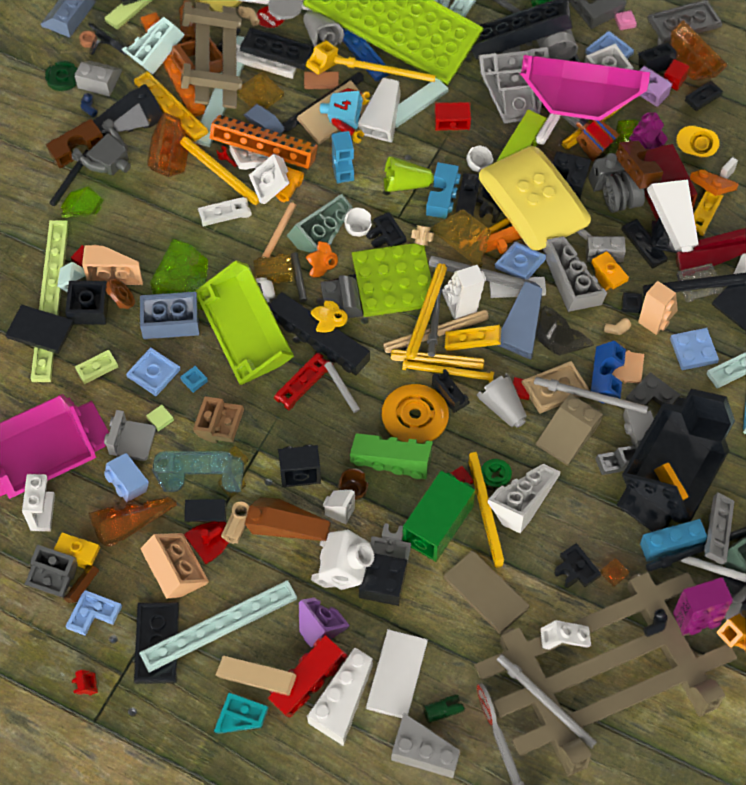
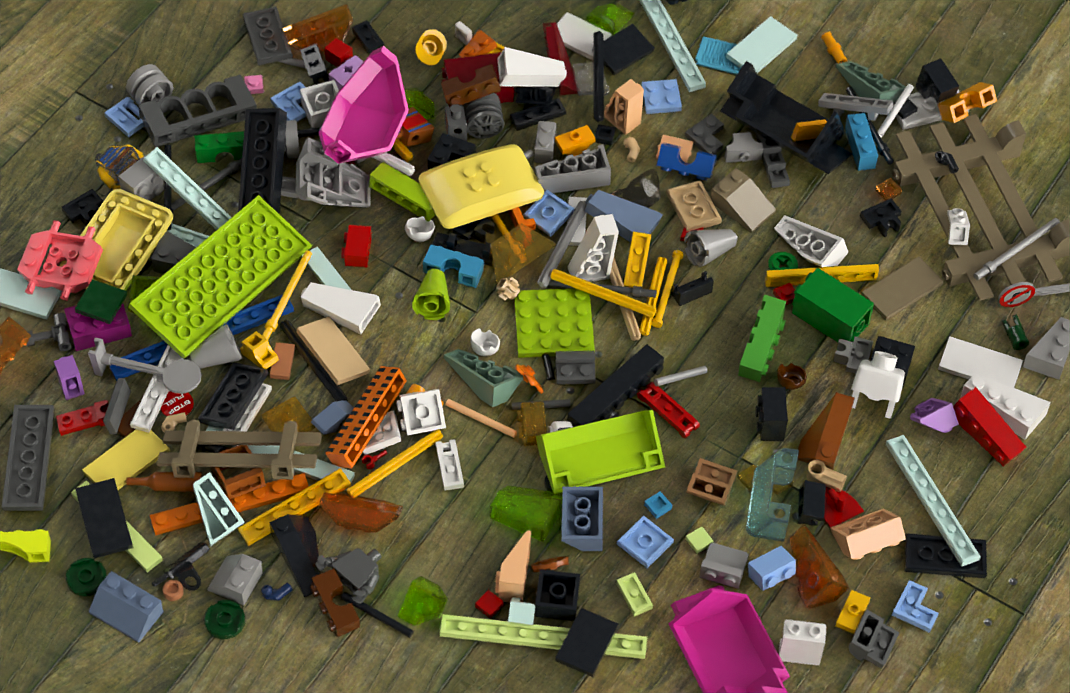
camera: 85 degrees left, 5 degrees down
(81, 584) = (891, 616): reddish brown tile -> none
(85, 682) = (989, 614): red tile -> none
(240, 715) = (1020, 488): teal wing -> none
(256, 675) = (987, 468): tan tile -> none
(327, 316) = (604, 374): yellow plate -> none
(340, 505) = (815, 385): white slope -> none
(342, 157) = (408, 338): dark azure arch -> none
(345, 110) = (342, 333): medium azure torso -> none
(388, 229) = (495, 318): black hinge -> none
(409, 397) = (708, 336): light orange piece -> none
(554, 385) = (699, 201): light grey bar -> none
(649, 131) = (421, 84): magenta plate -> none
(702, 606) = (944, 117): magenta brick -> none

